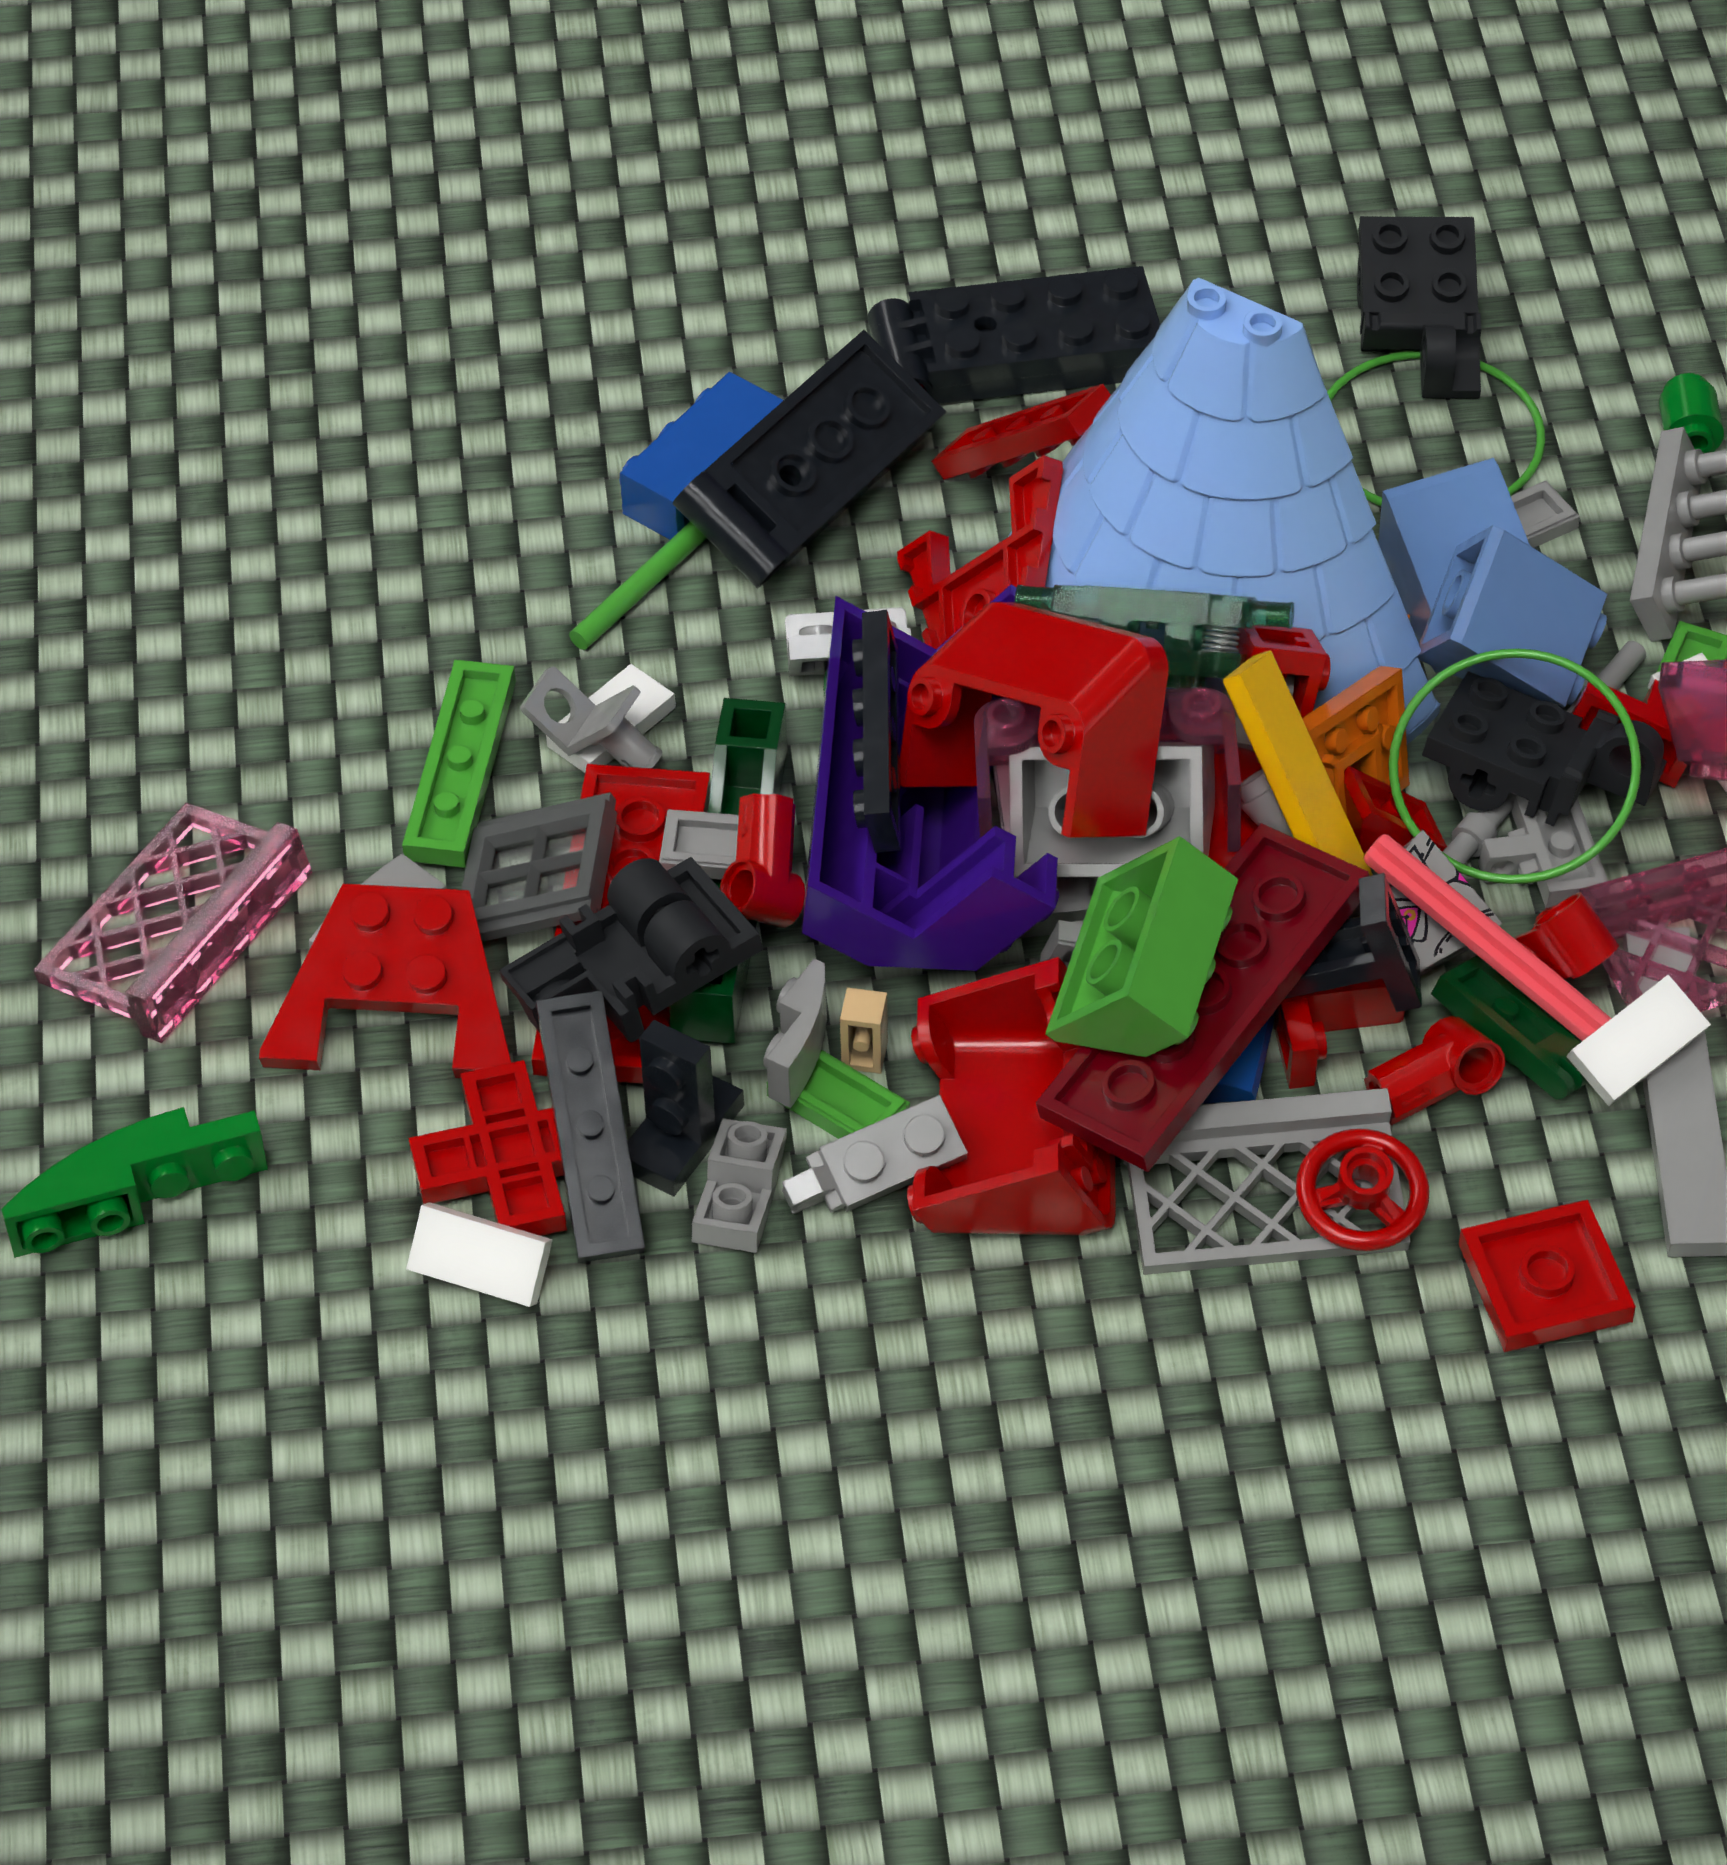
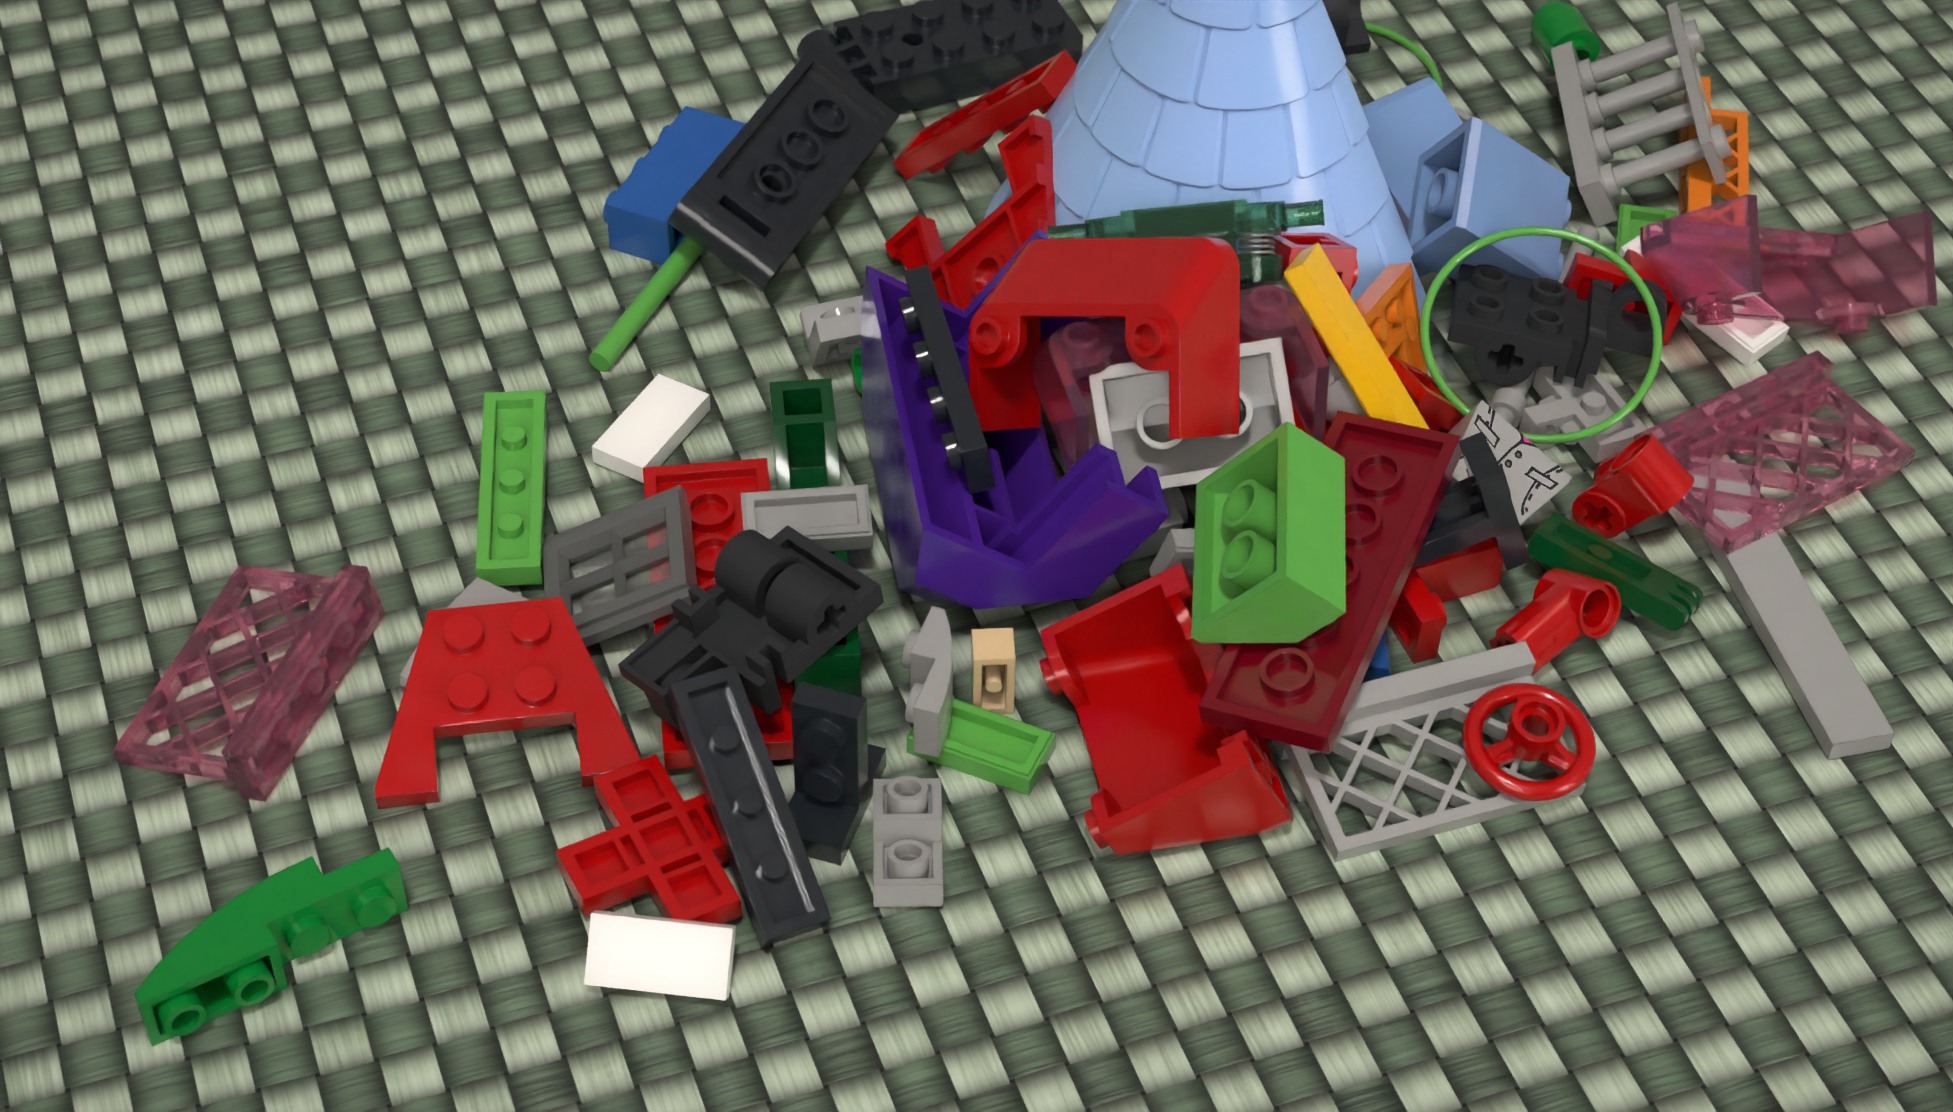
camera: 15 degrees left, 5 degrees down
(591, 723) = (650, 428): light grey bracket -> none
(762, 875) = (855, 519): red piece -> none
(877, 1159) = (1042, 792): light grey hinge -> none
(1485, 937) = (1587, 501): coral axle -> none
(1546, 1275) = (1729, 794): red plate -> none
(1638, 1040) = (1736, 562): white tile -> none

